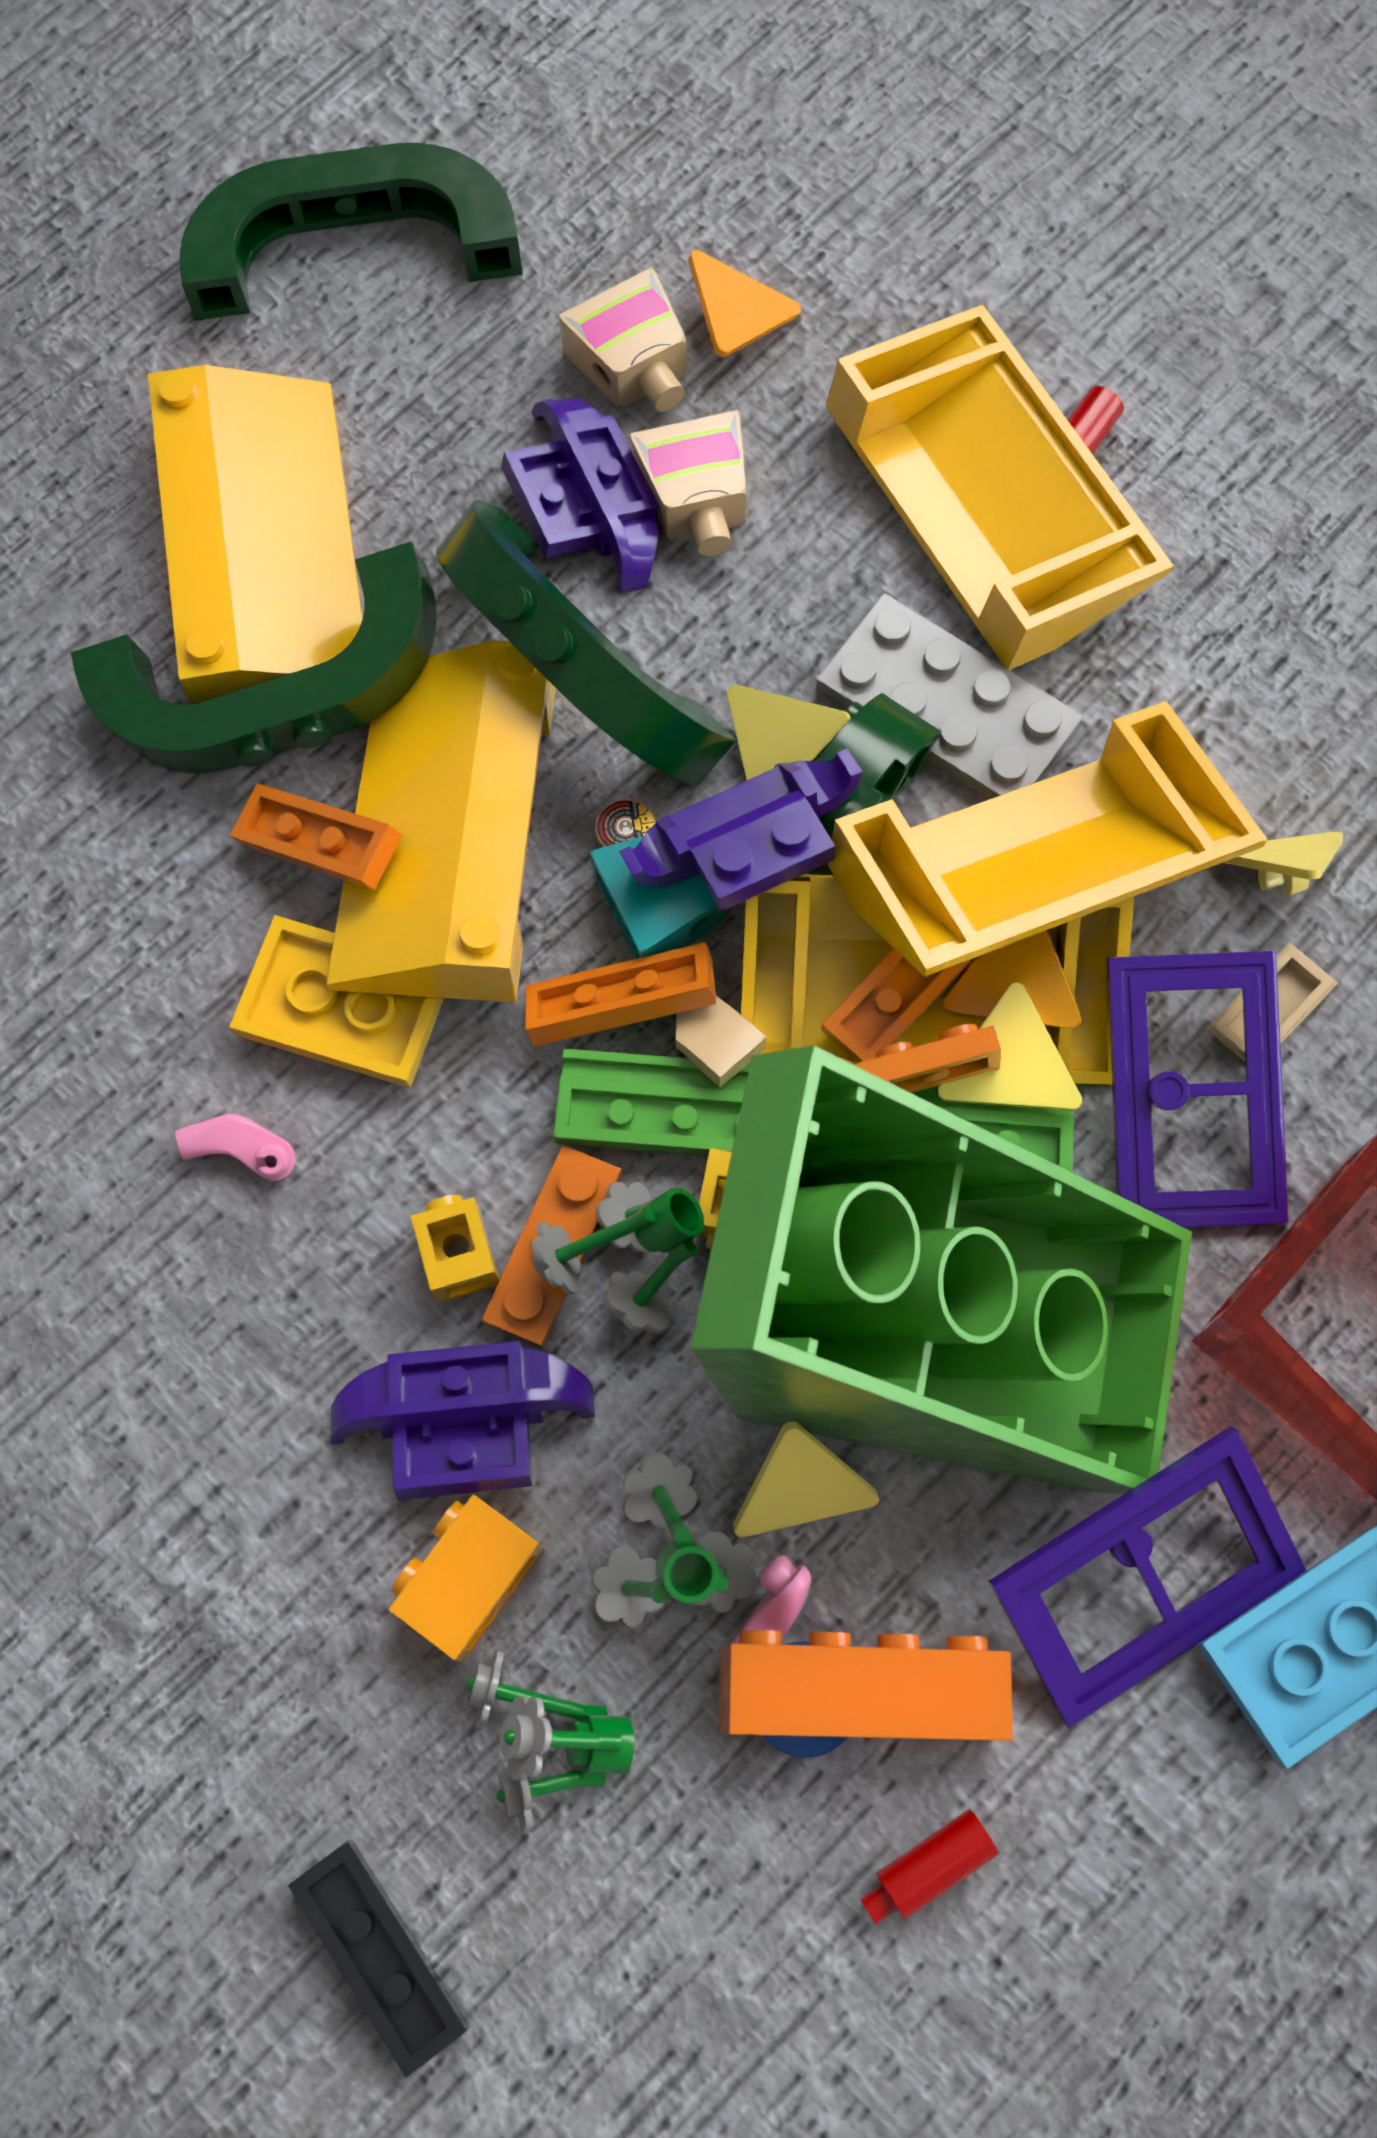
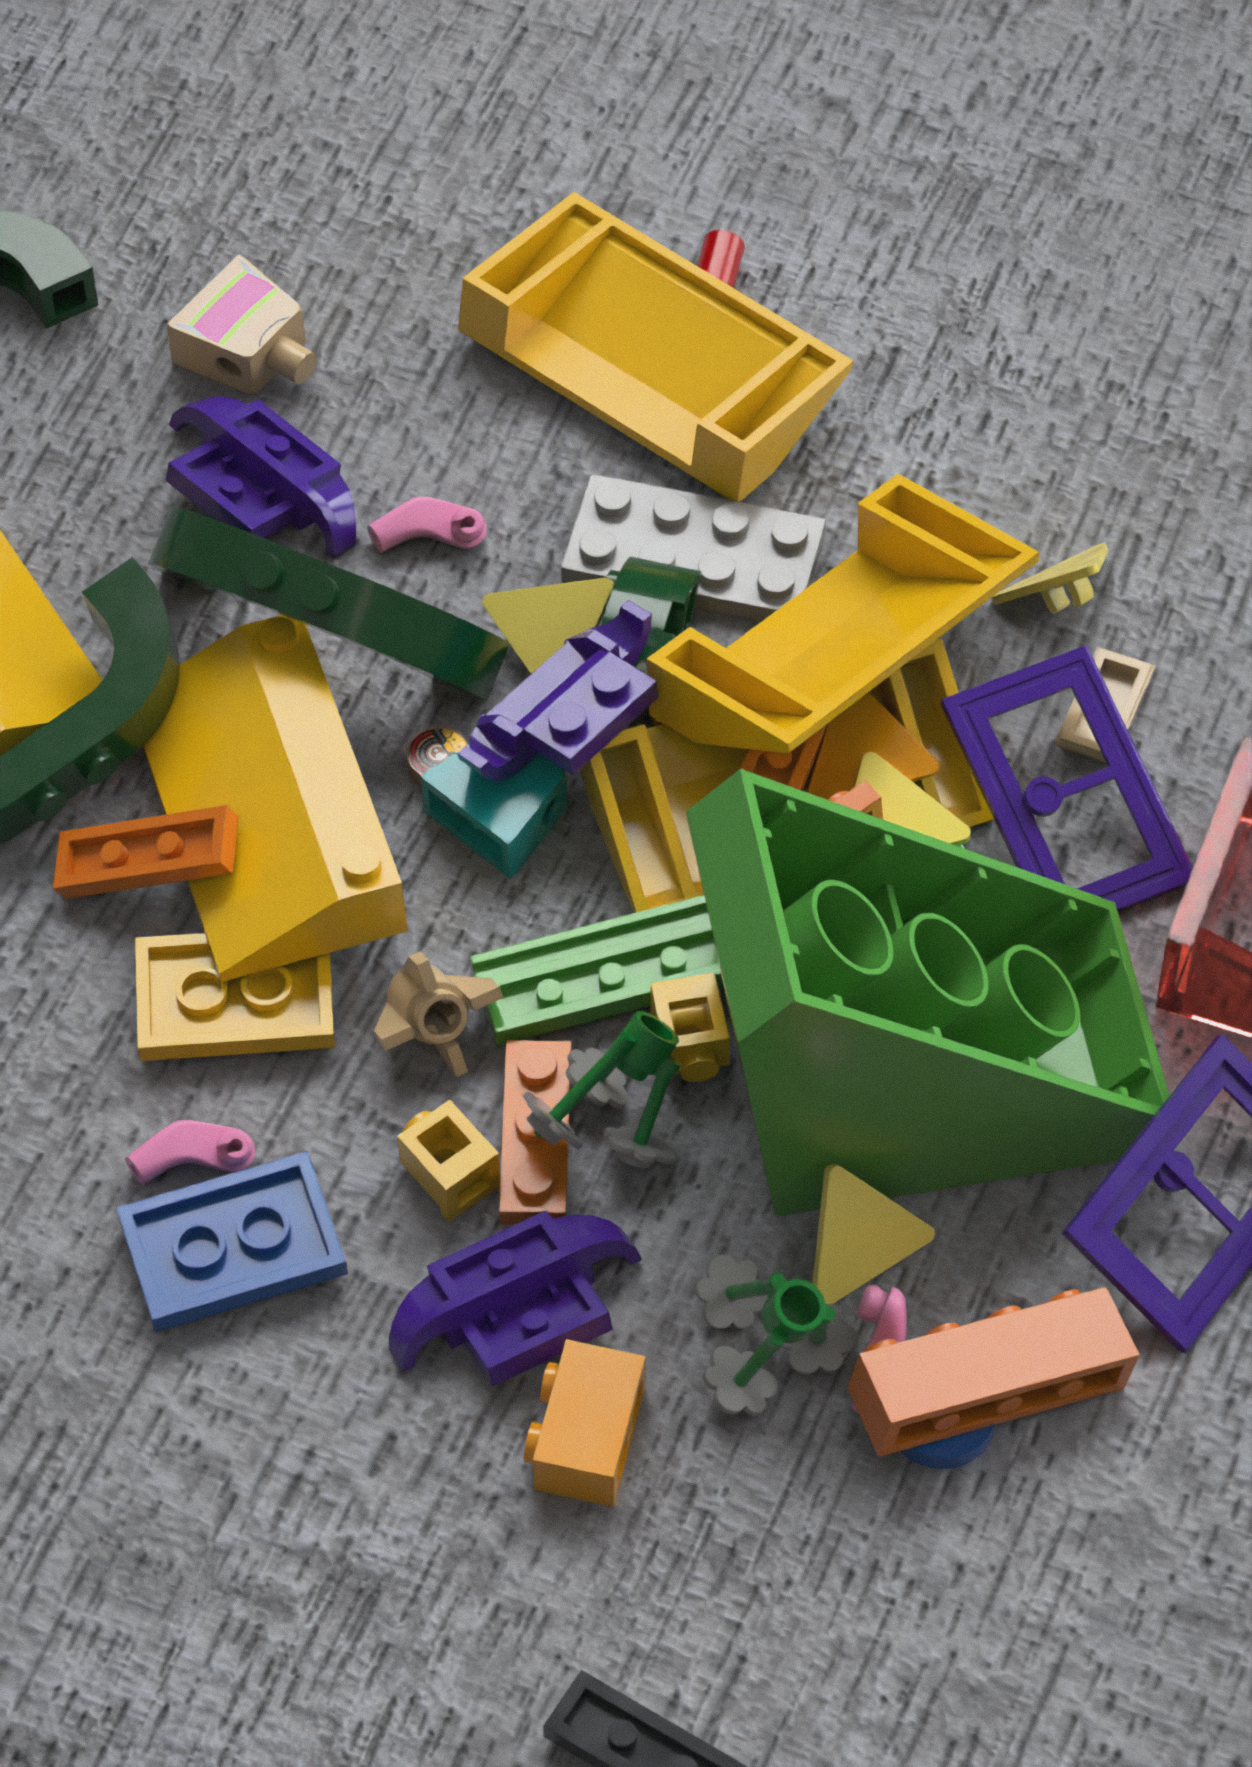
camera: 25 degrees left, 15 degrees down
(230, 1253) = (231, 1241): none -> plate
(503, 1084) = (429, 1001): none -> tan brick
(594, 1743) = (711, 1495): plant -> none
(620, 994) = (503, 891): orange plate -> none
(696, 478) = (367, 428): tan torso -> none
(718, 1040) = (605, 894): tan slope -> none
(719, 587) = (428, 519): none -> bright pink arm
(736, 305) = (332, 266): light orange piece -> none
(930, 1868) = (1115, 1498): red cylinder -> none

